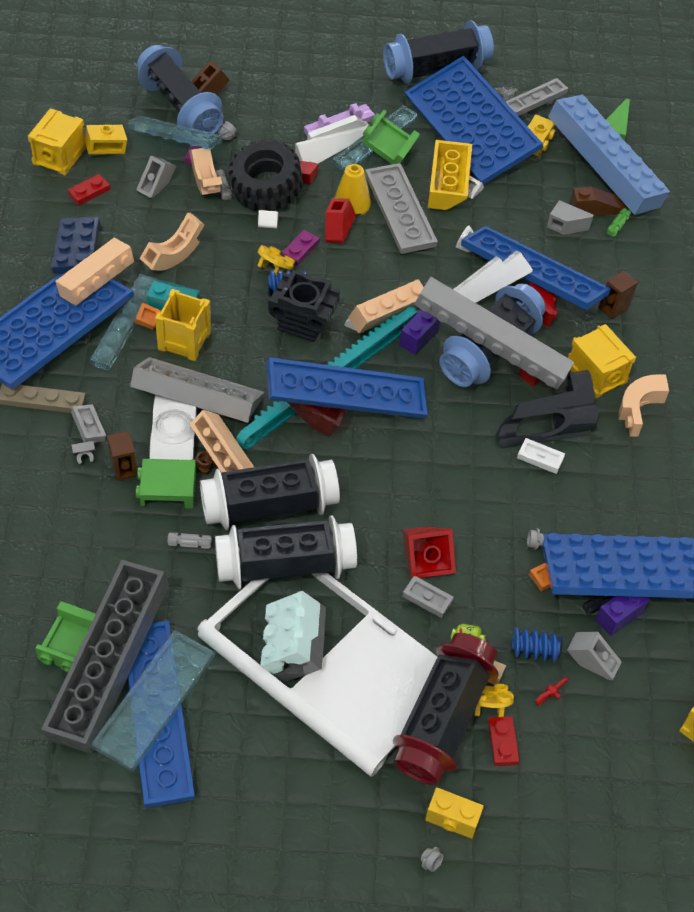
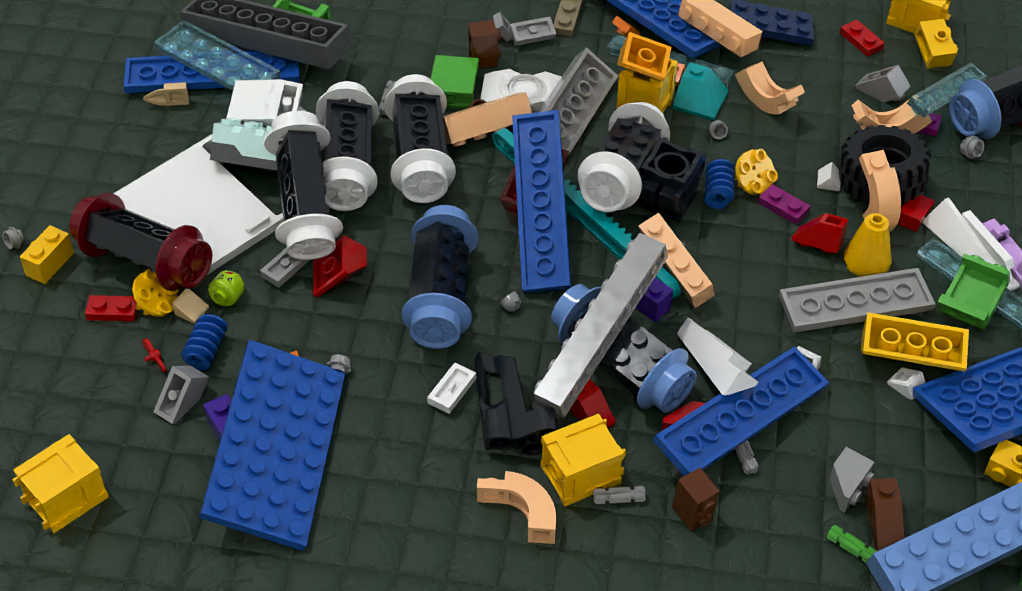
camera: 100 degrees right, 5 degrees down
(83, 351) = (624, 27): none -> orange plate
(189, 303) = (644, 56): none -> light orange slope
(198, 740) = (170, 95): none -> tan plate
(216, 286) = (721, 131): none -> light grey hinge
(240, 626) = (264, 100): none -> white slope
(287, 332) = (612, 174): none -> white brick
(318, 181) = (883, 187): none -> light nougat arch
(367, 564) = (307, 224): none -> brick
(437, 420) = (511, 302): none -> light grey hinge
(483, 460) = (438, 277): none -> brick

